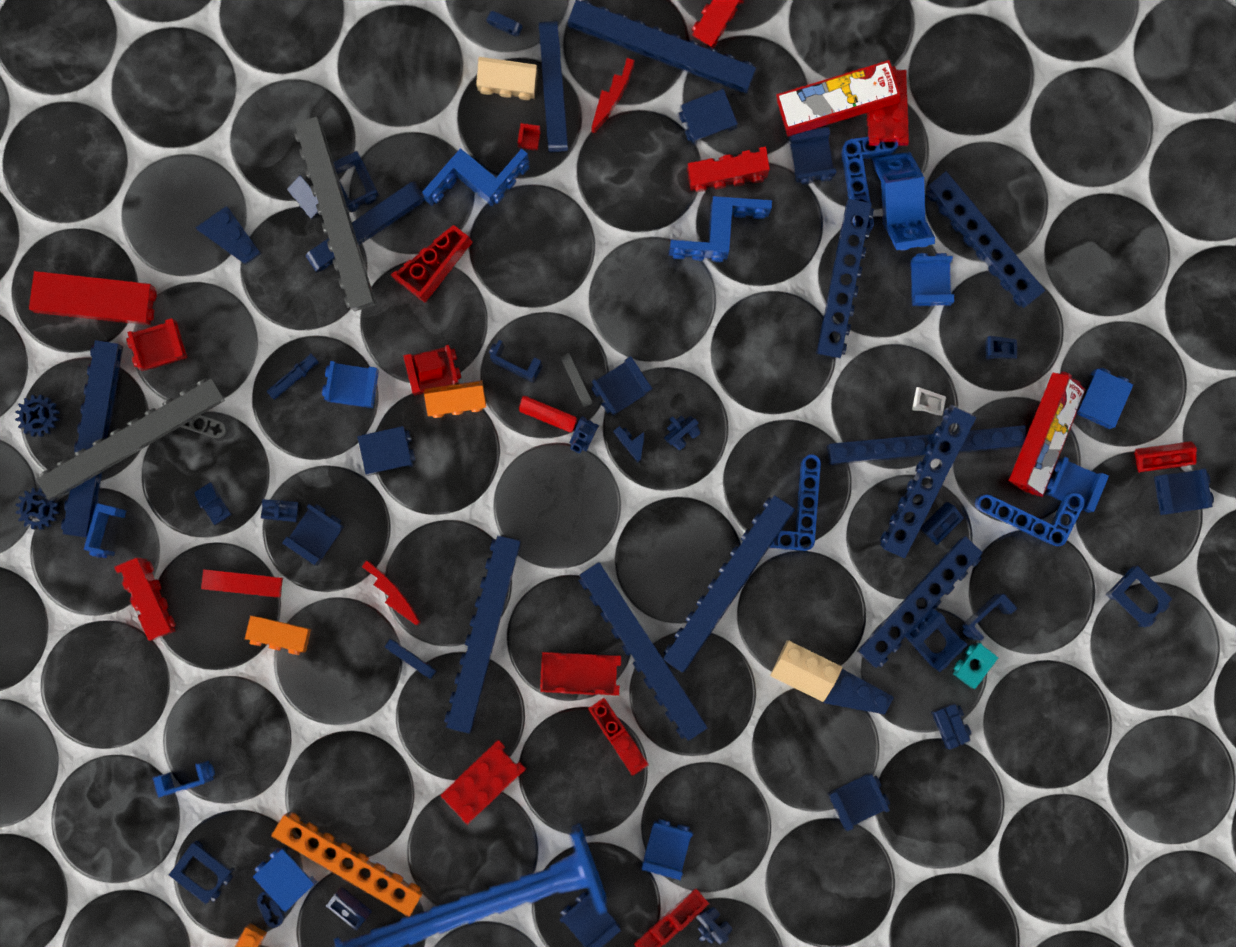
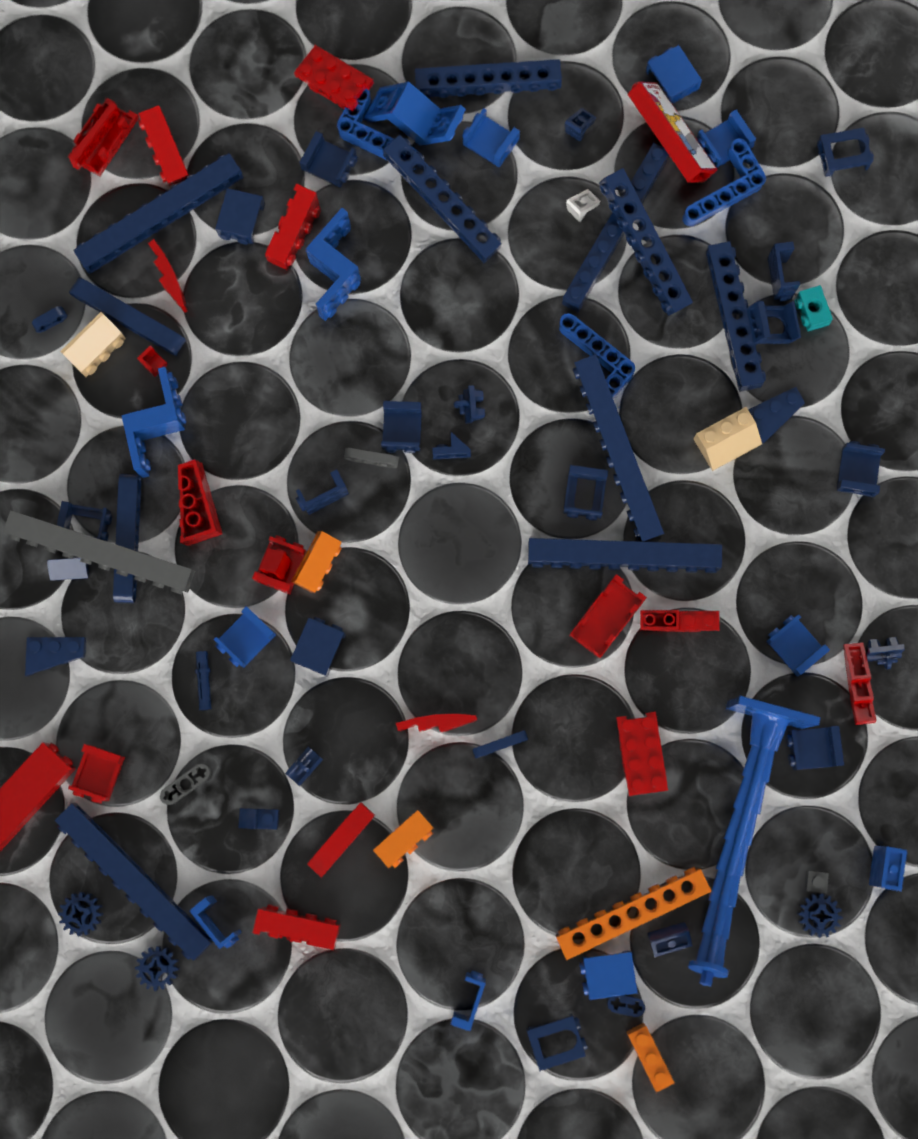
camera: 45 degrees left, 5 degrees down
(130, 439) = (157, 848): dark grey brick -> none
(314, 534) = (343, 752): dark blue panel -> none
(483, 634) = (522, 671): dark blue brick -> none
(547, 414) = (381, 498): red slope -> none
(583, 435) = (419, 481): dark blue hips -> none
(665, 601) = (600, 477): none -> dark blue panel
(839, 98) = (300, 105): brick -> none
(942, 523) = (684, 258): dark blue slope -> none
(951, 725) = (849, 358): dark blue brick -> none
(1165, 456) = (749, 62): red slope -> none
(1183, 491) = (786, 66): dark blue panel -> none

